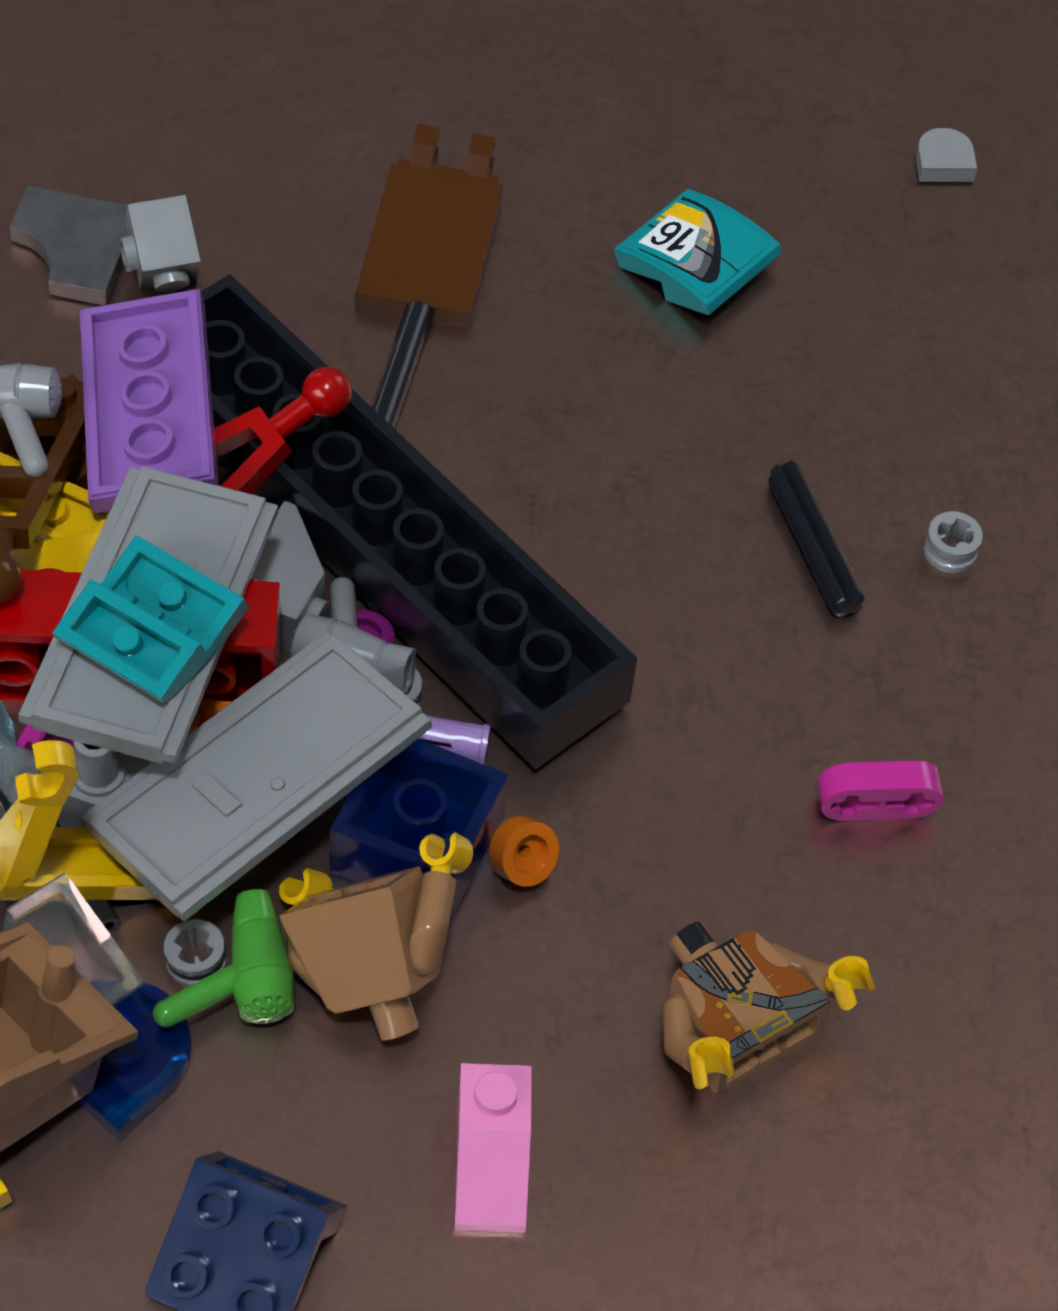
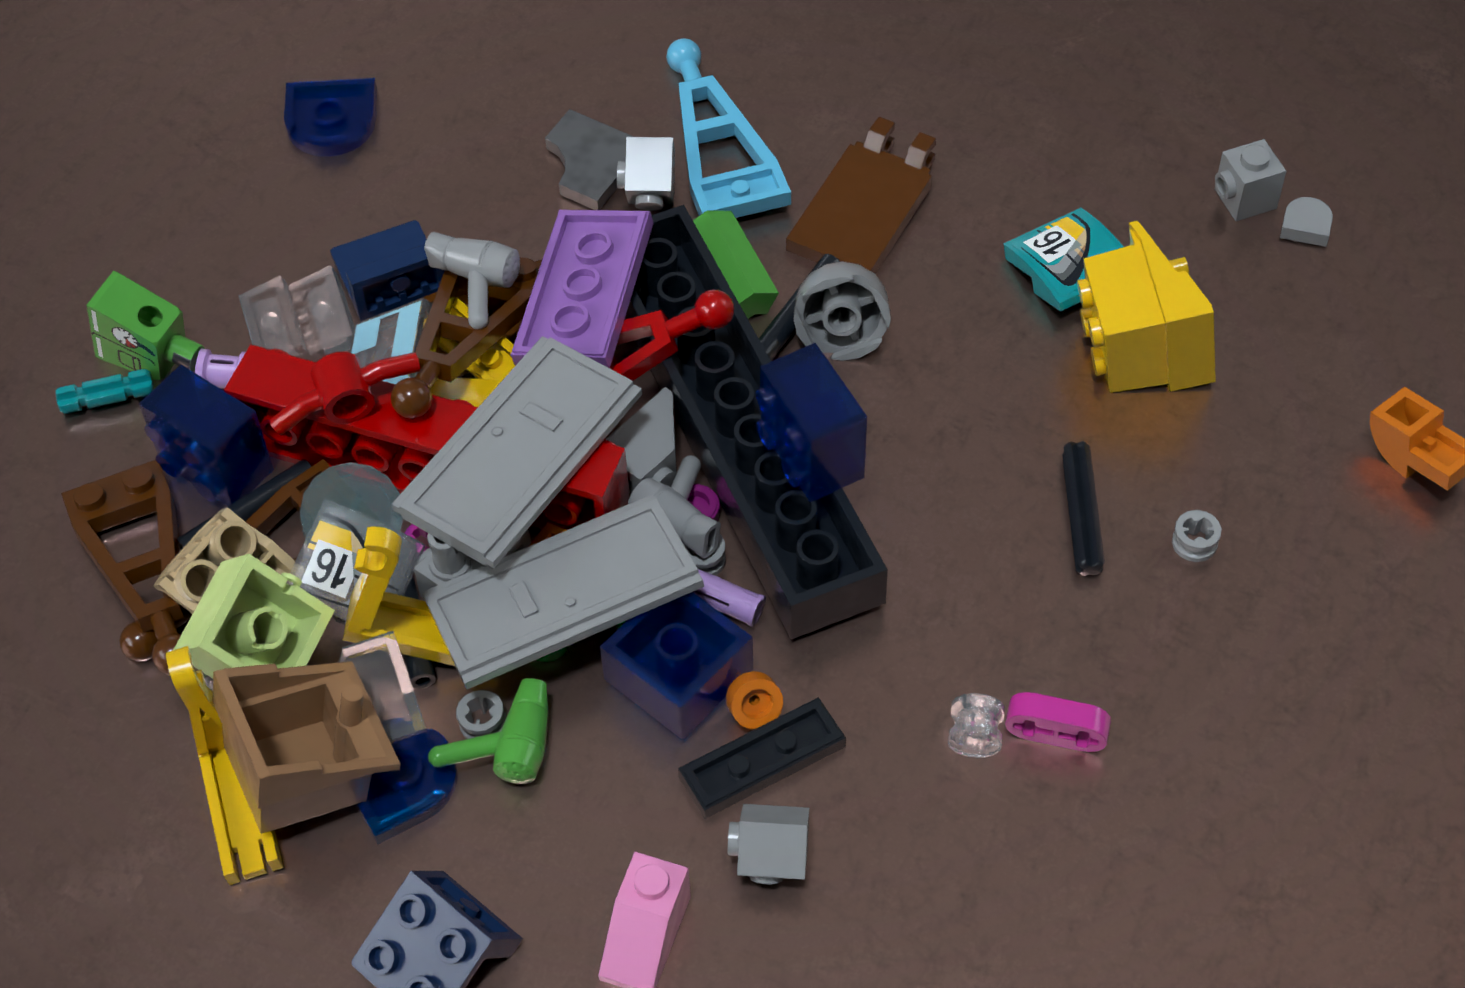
camera: 25 degrees right, 0 degrees up
(151, 619) = (509, 455): teal slope -> none
(262, 253) = (741, 190): none -> medium azure plate
(311, 326) = (737, 261): none -> bright green piece
(375, 936) = (609, 736): medium nougat torso -> none
(461, 365) = (842, 310): none -> light grey cylinder
(501, 501) = (812, 422): none -> clear blue brick
(552, 918) = (761, 757): none -> black tile
(609, 1012) = (770, 842): none -> light grey brick
(748, 1003) = (883, 865): torso -> none
(790, 817) = (976, 725): none -> clear wheel
(821, 300) = (1146, 318): none -> yellow piece
(869, 120) = (1249, 180): none -> light grey brick

